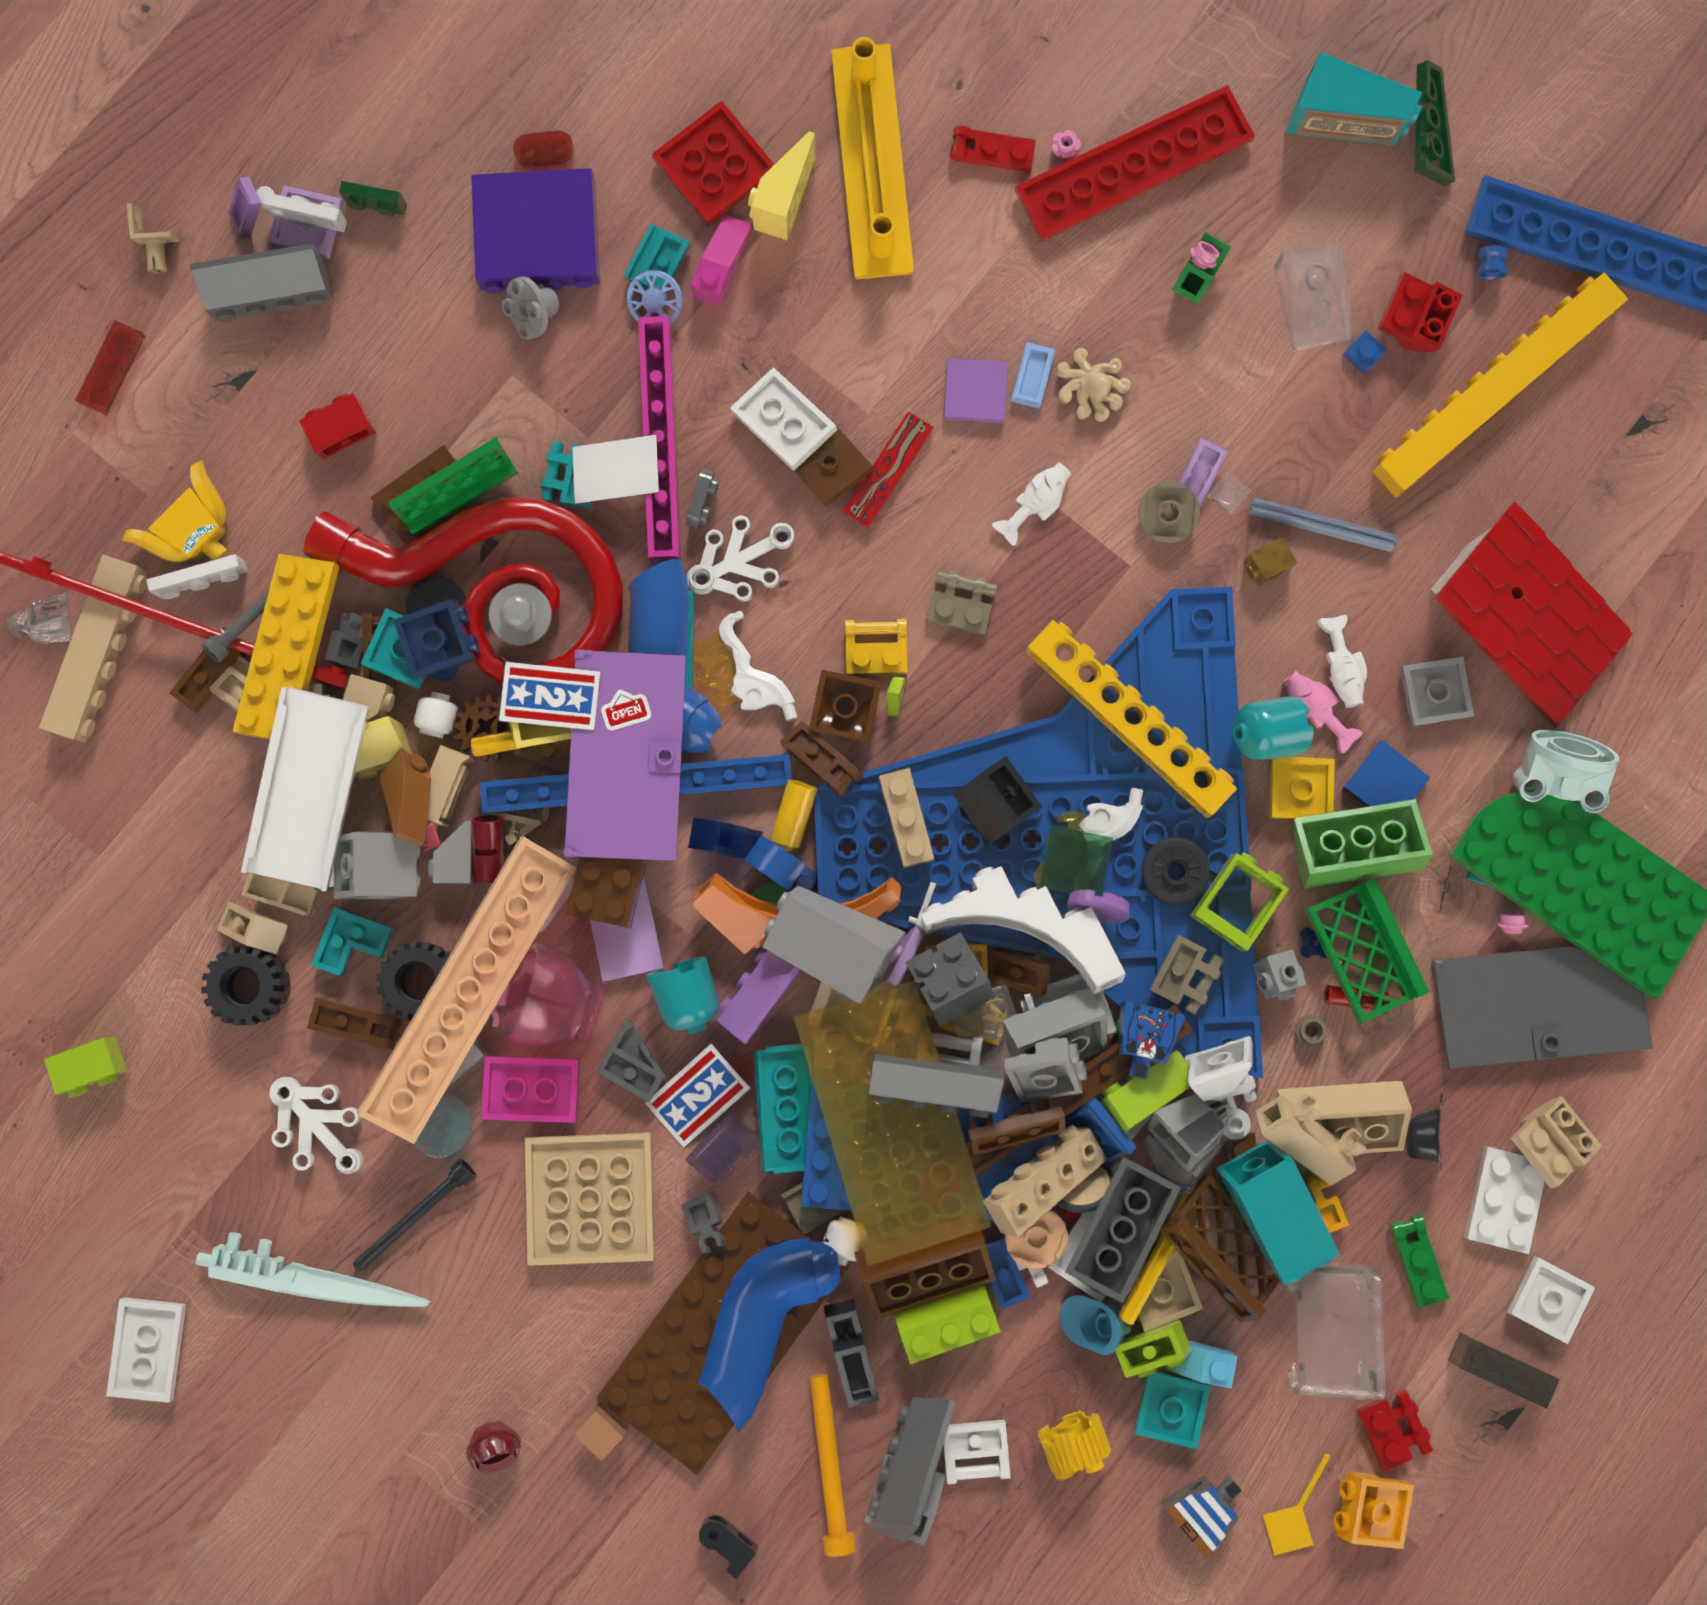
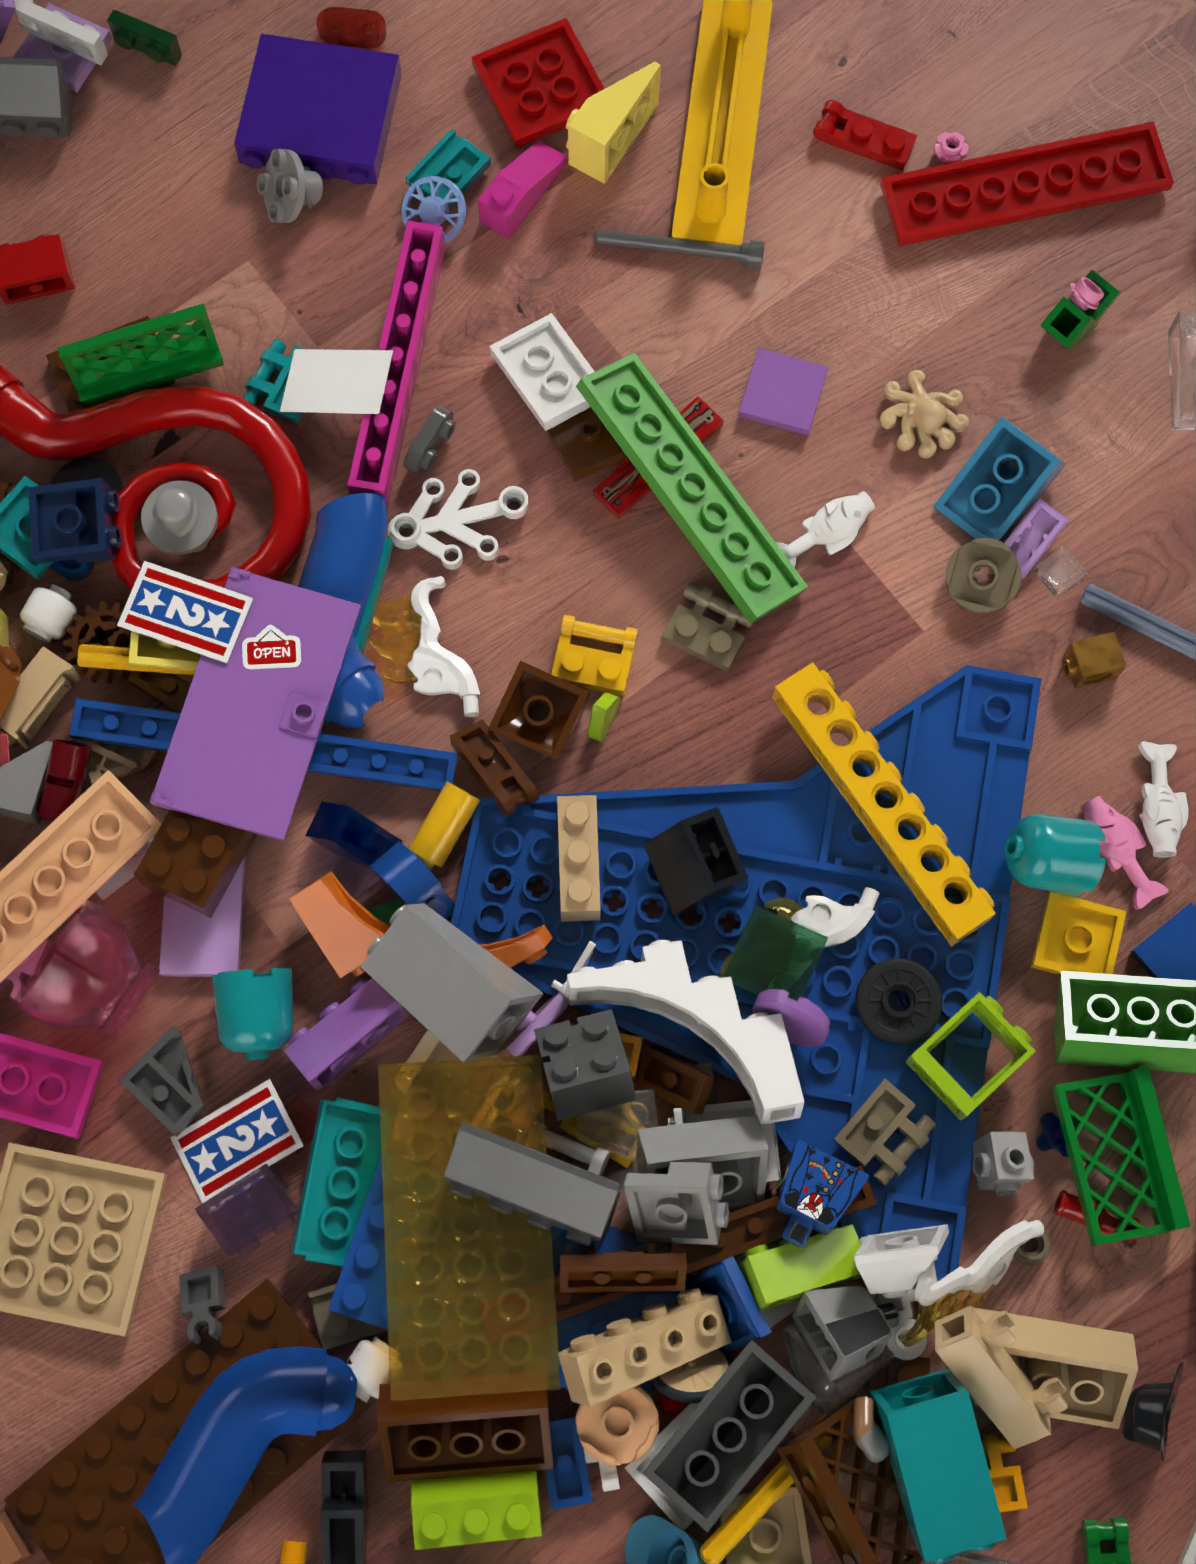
camera: 15 degrees right, 10 degrees down
(921, 278) = (748, 254): none -> dark grey piece
(922, 492) = (692, 487): none -> bright green plate
(1033, 375) = (855, 389): light blue tile -> none
(1166, 430) = (999, 482): none -> dark azure slope
(1222, 1201) = (867, 1432): none -> arm
(1273, 1075) = (967, 1285): none -> white piece

